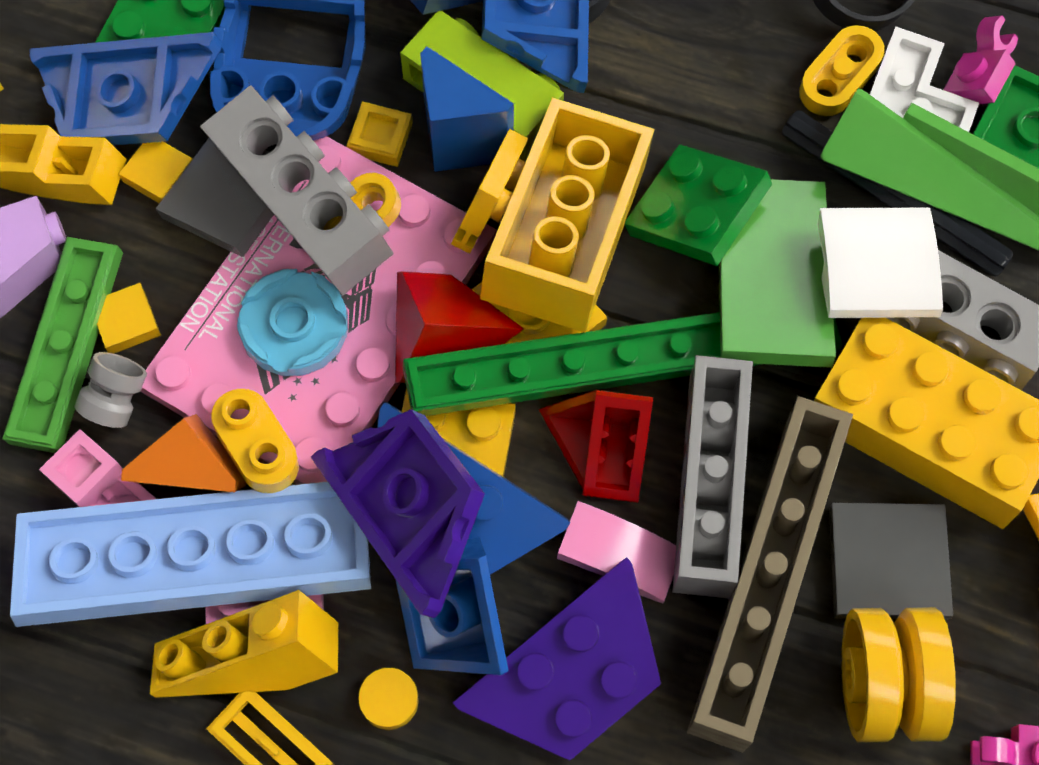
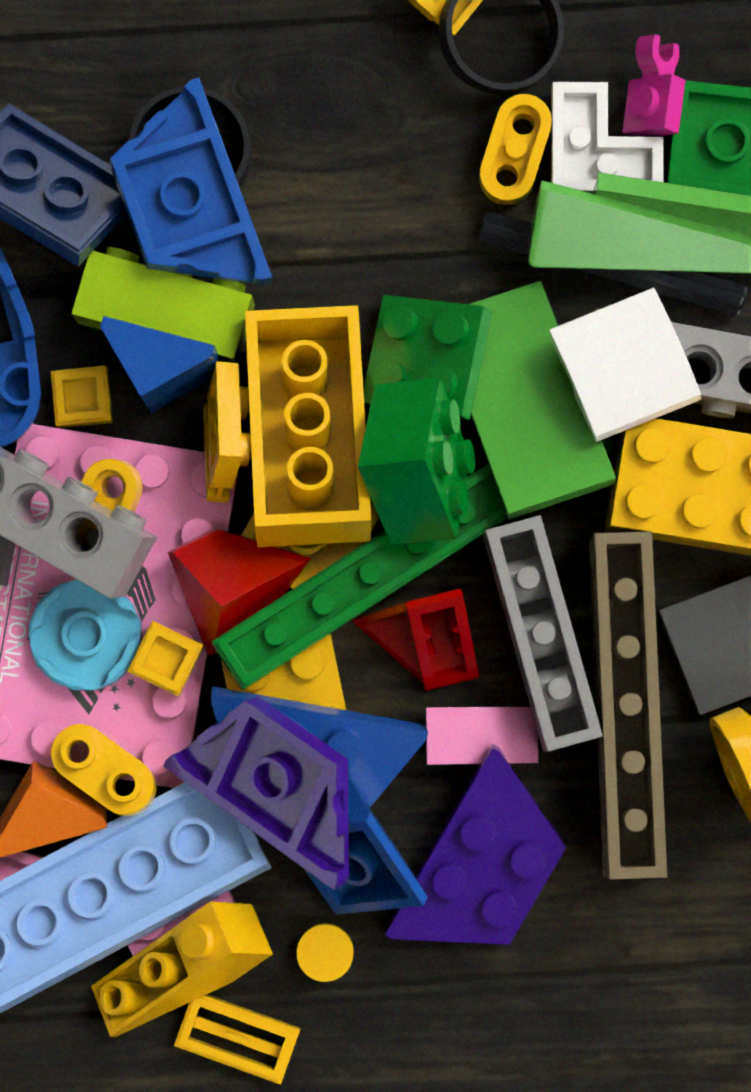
camera: 20 degrees left, 15 degrees up
(355, 366) = (165, 658): none -> yellow tile
(654, 271) = (416, 461): none -> green brick

